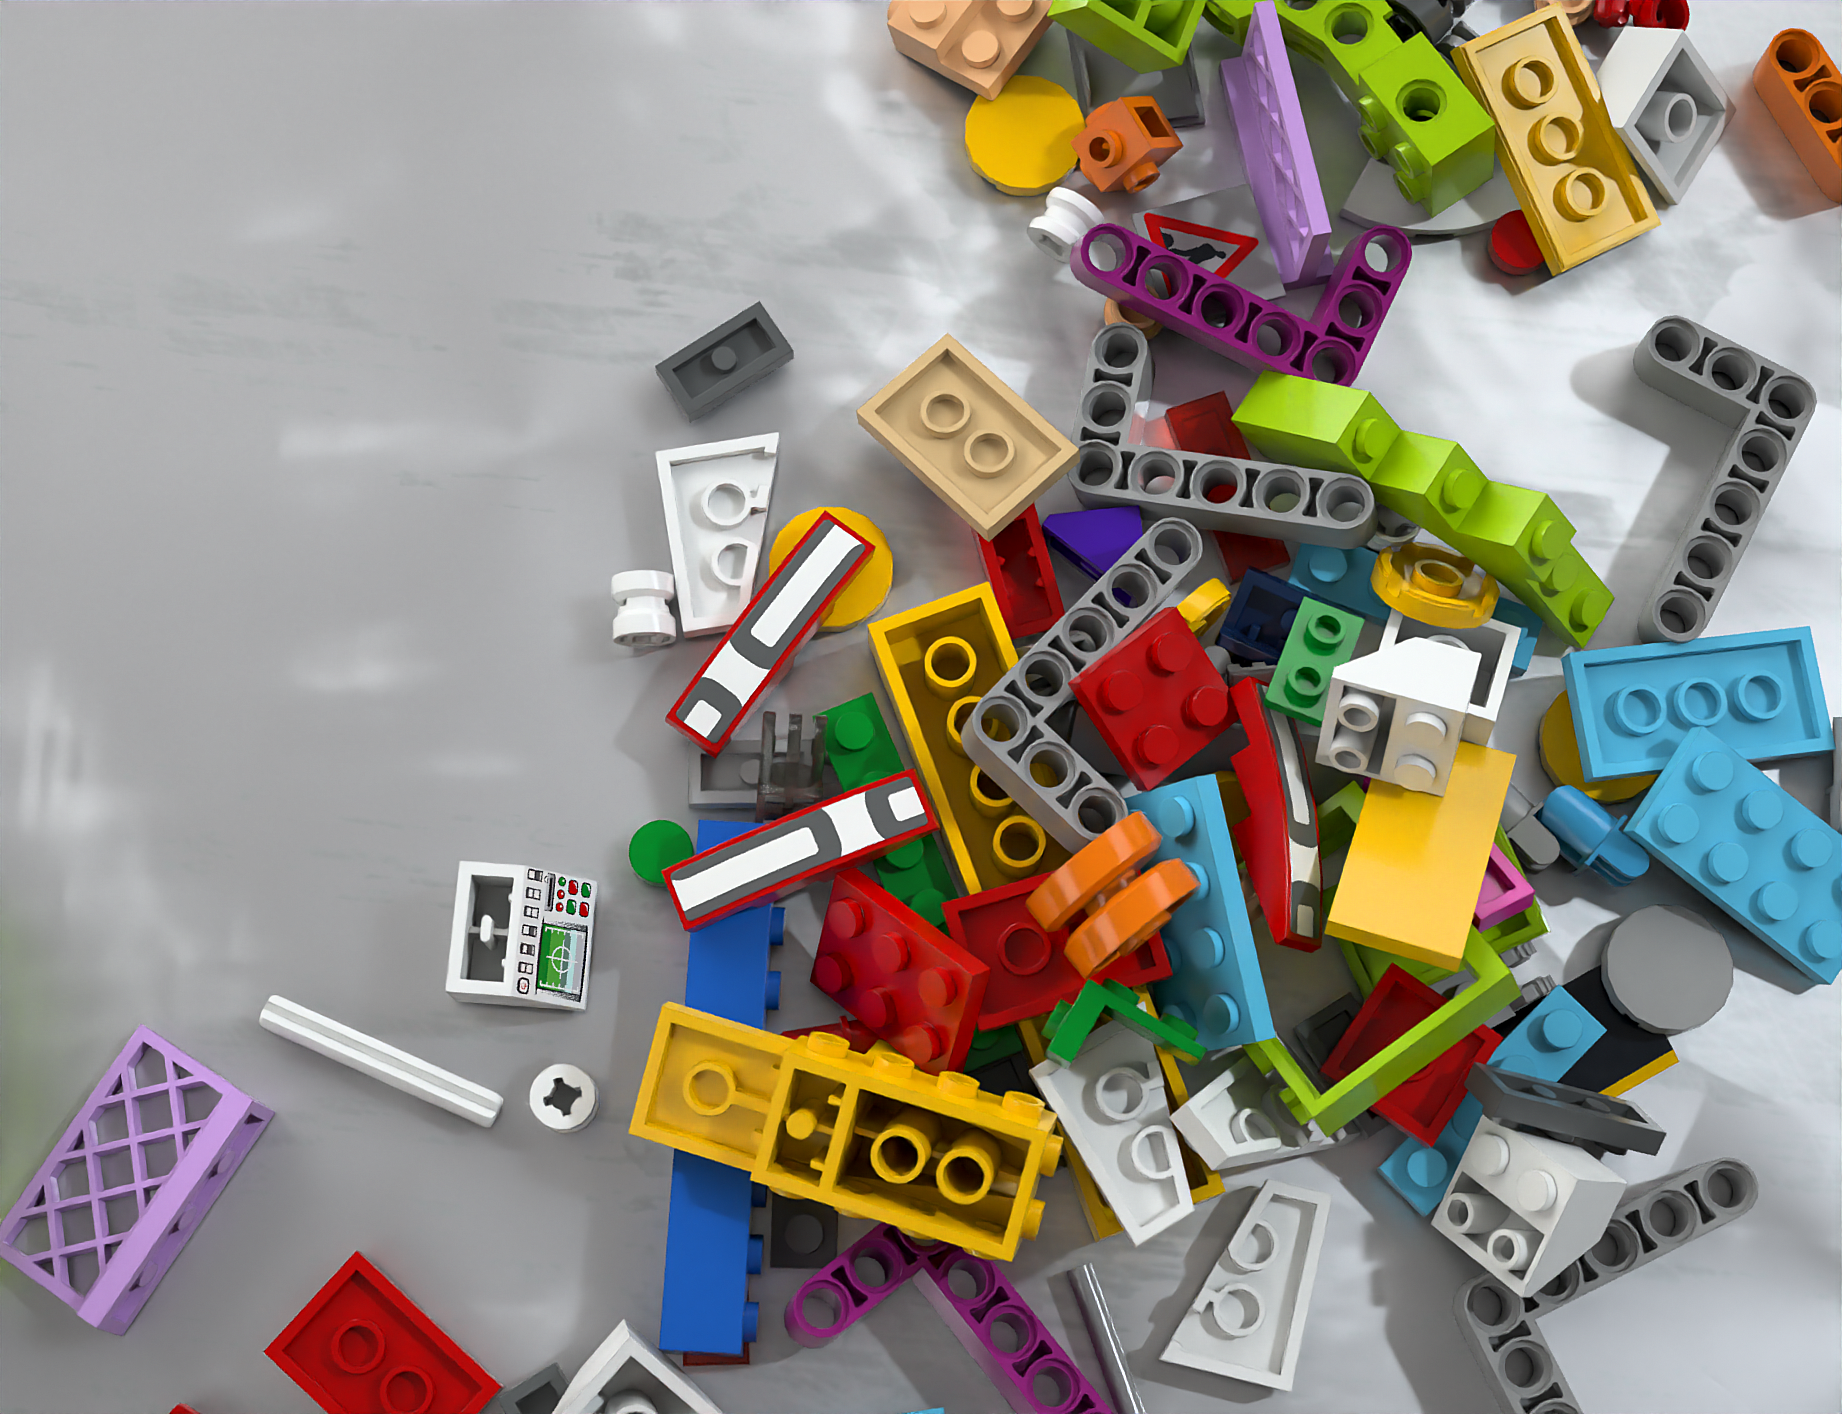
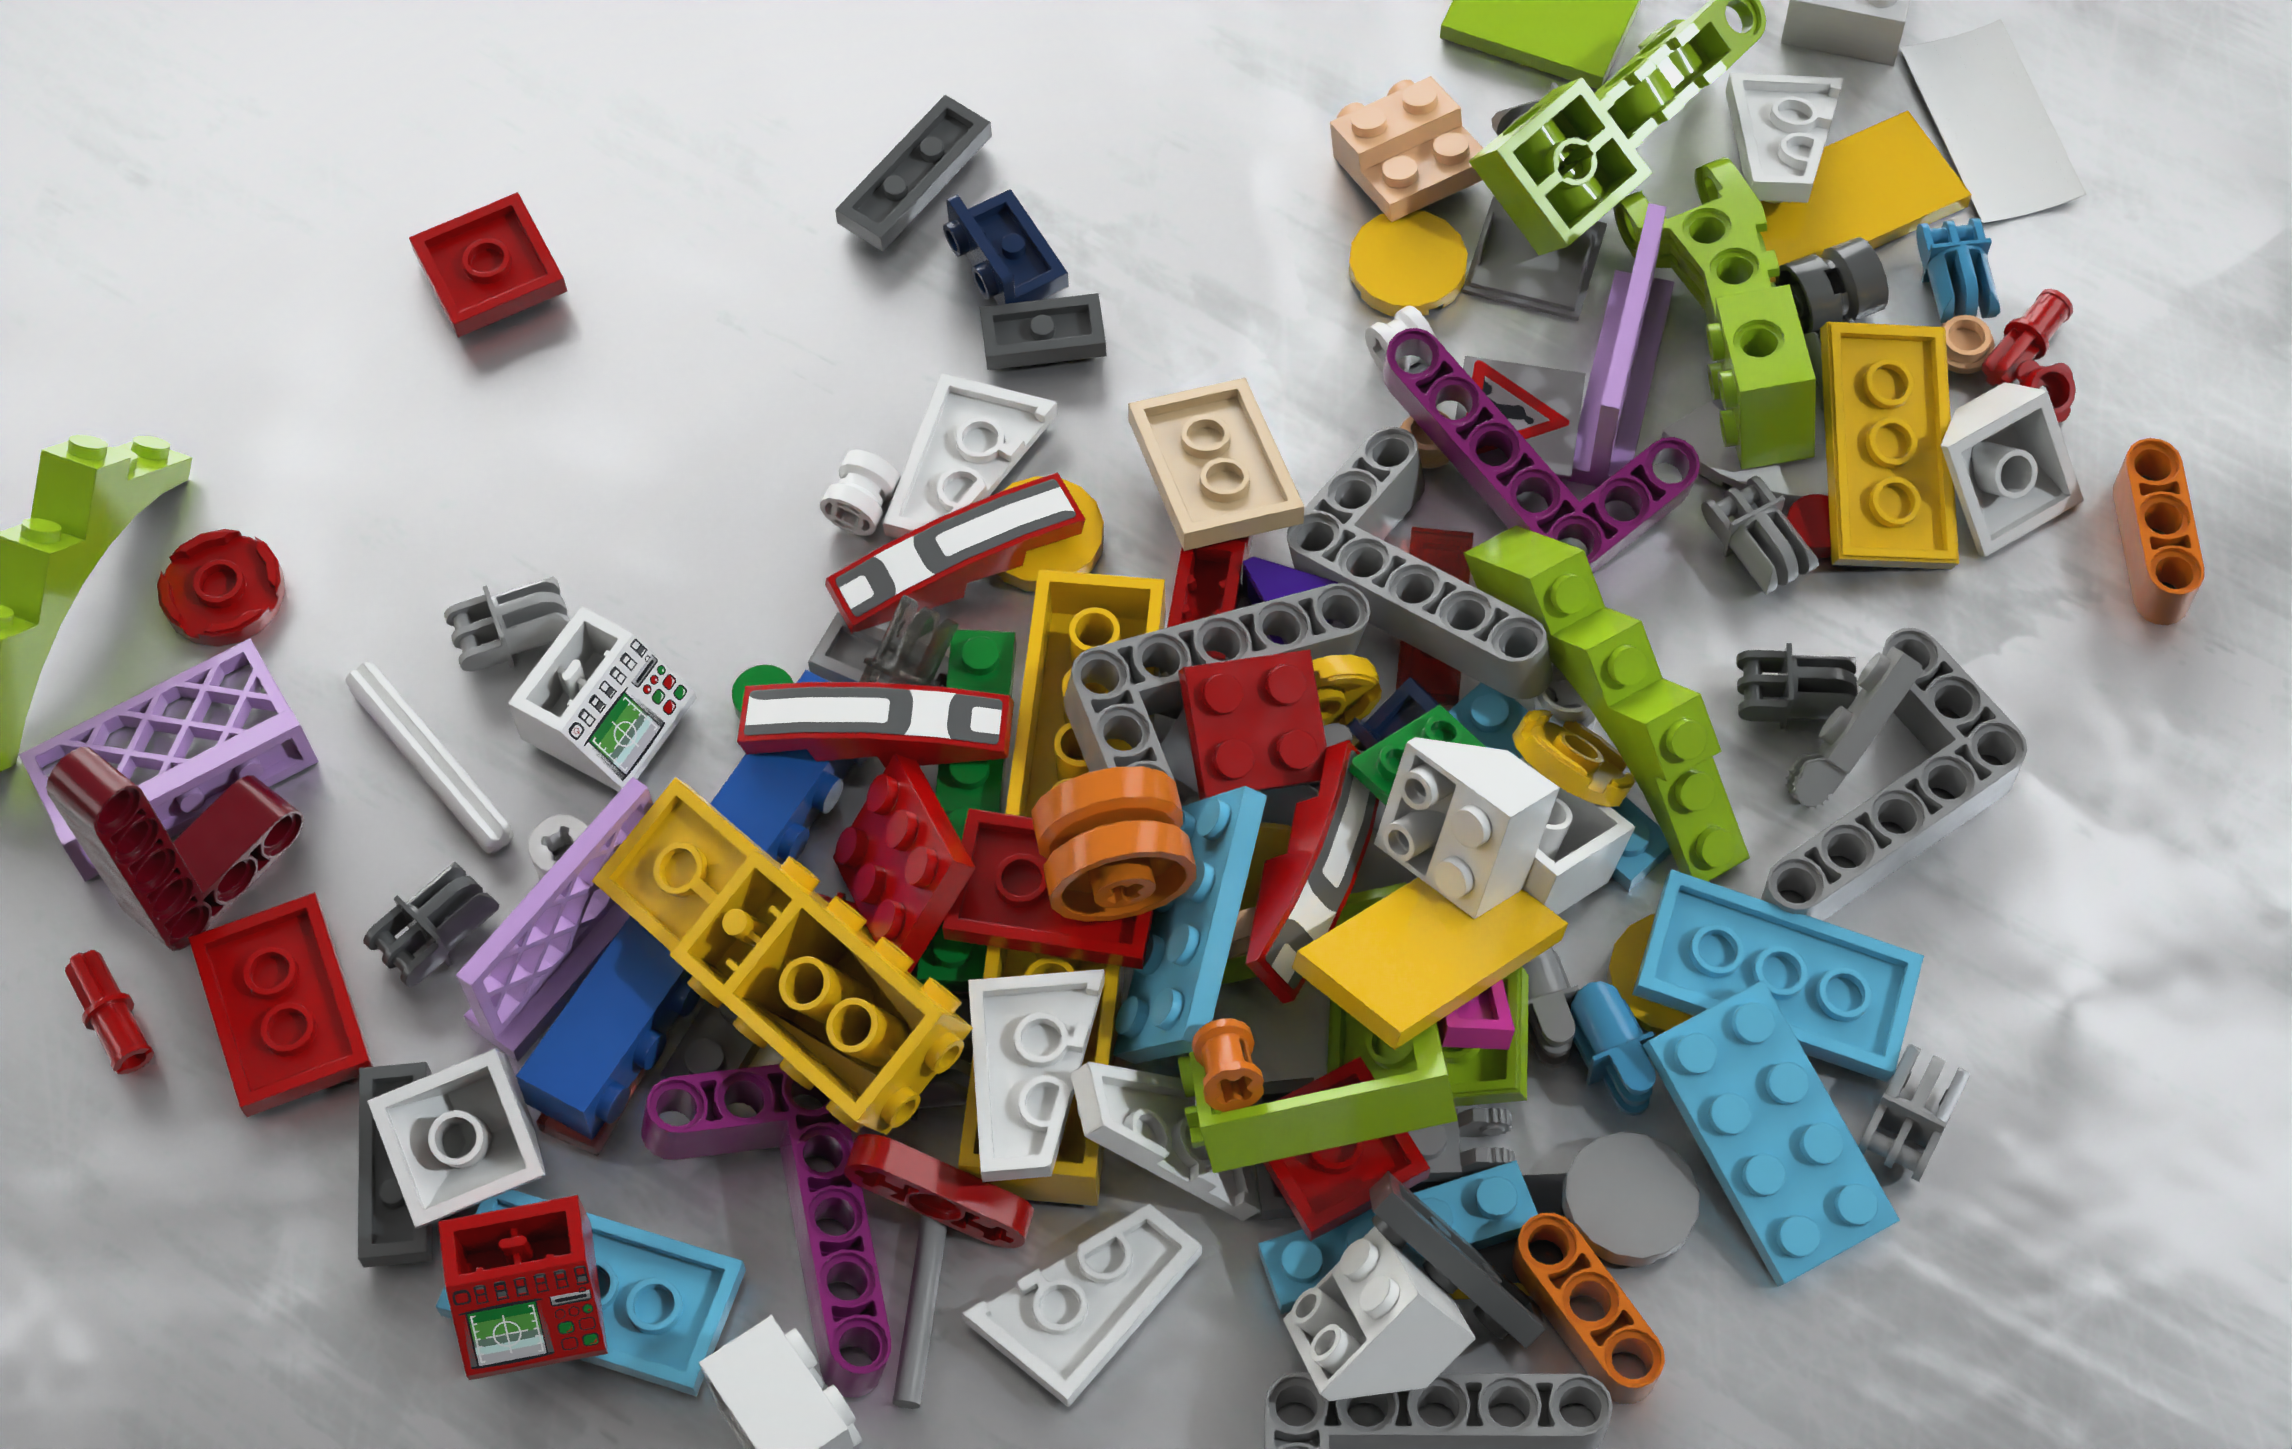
camera: 30 degrees right, 15 degrees down
(80, 984) = (221, 588): none -> red tile
(150, 531) = (488, 264): none -> red plate
(234, 1282) = (162, 883): none -> dark red beam
(393, 886) = (518, 618): none -> light grey arm
(480, 1230) = (436, 916): none -> dark grey arm
(512, 247) = (913, 173): none -> dark grey plate
(614, 1186) = (551, 936): none -> lavender fence
(645, 293) = (1004, 249): none -> dark blue bracket
(1072, 1023) = (1031, 946): green bracket -> none
(1085, 1263) = (939, 1191): none -> red beam
(1125, 144) = (1489, 296): orange brick -> none
(1309, 1048) = (1225, 1053): none -> orange bush
(1488, 284) = (1760, 537): none -> light grey arm
(1577, 415) = (1805, 685): none -> dark grey arm
(1660, 440) = (1853, 729): none -> light grey hinge
(1715, 1091) = (1585, 1275): none -> orange beam

